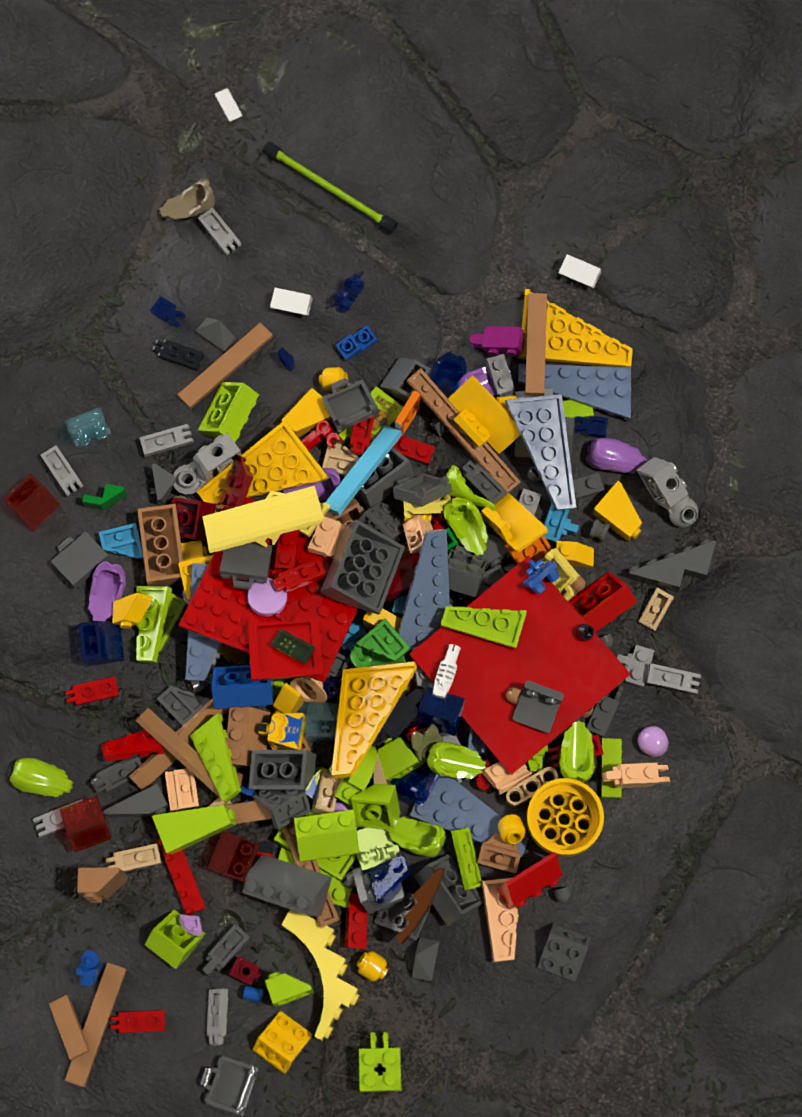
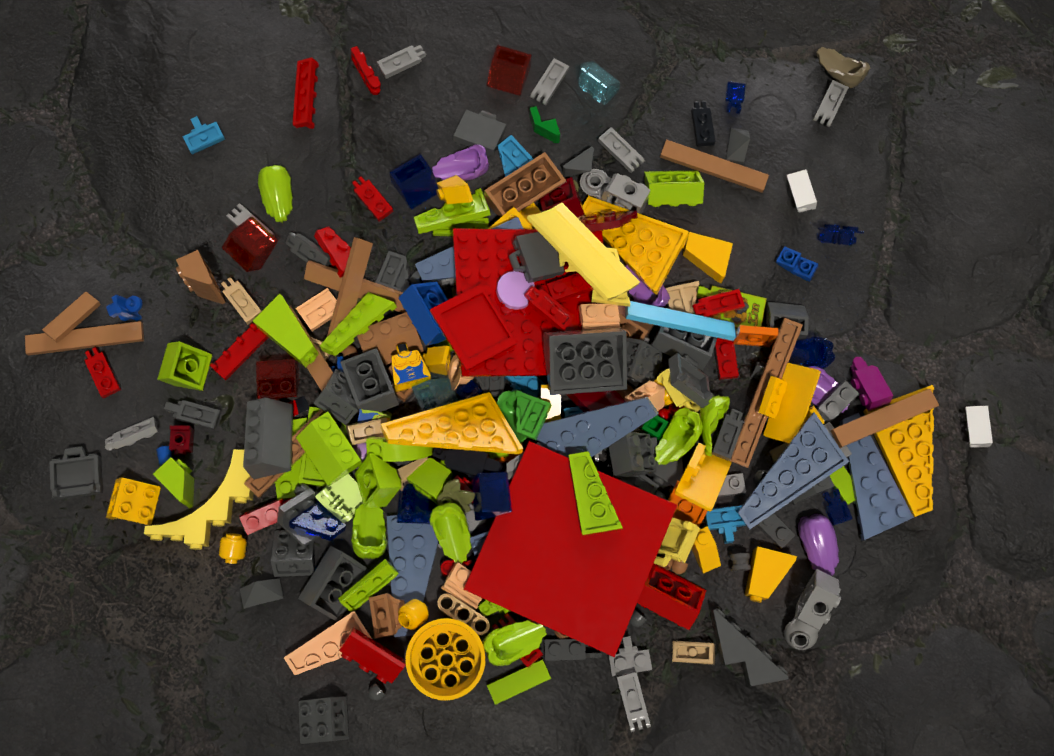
camera: 55 degrees right, 0 degrees up
(143, 804) = (294, 286): dark grey slope -> none
(191, 924) = (203, 373): lavender tile -> none
(228, 104) = (948, 58): white sticker -> none
(287, 359) = (748, 211): clear blue tile -> none
(293, 647) = (478, 331): clear green tile -> none
(325, 430) = (699, 272): red bar -> none
(331, 375) = (751, 259): yellow head -> none
(350, 404) = (735, 281): dark grey piece -> none
(370, 1059) = (151, 605): lime hinge -> none
(385, 222) = (921, 234): lime hose -> none
(425, 898) = (304, 564): reddish brown slope -> none
(446, 672) = (527, 482): white hinge -> none
(513, 695) = (537, 555): medium nougat hinge -> none
(537, 706) = (536, 582): dark grey bracket -> none
(547, 570) = (671, 528): blue hips -> none
(585, 628) = (631, 598): black hinge -> none
(636, 775) = (520, 709): light nougat hinge -> none
(653, 741) = (563, 710): lavender hair -> none

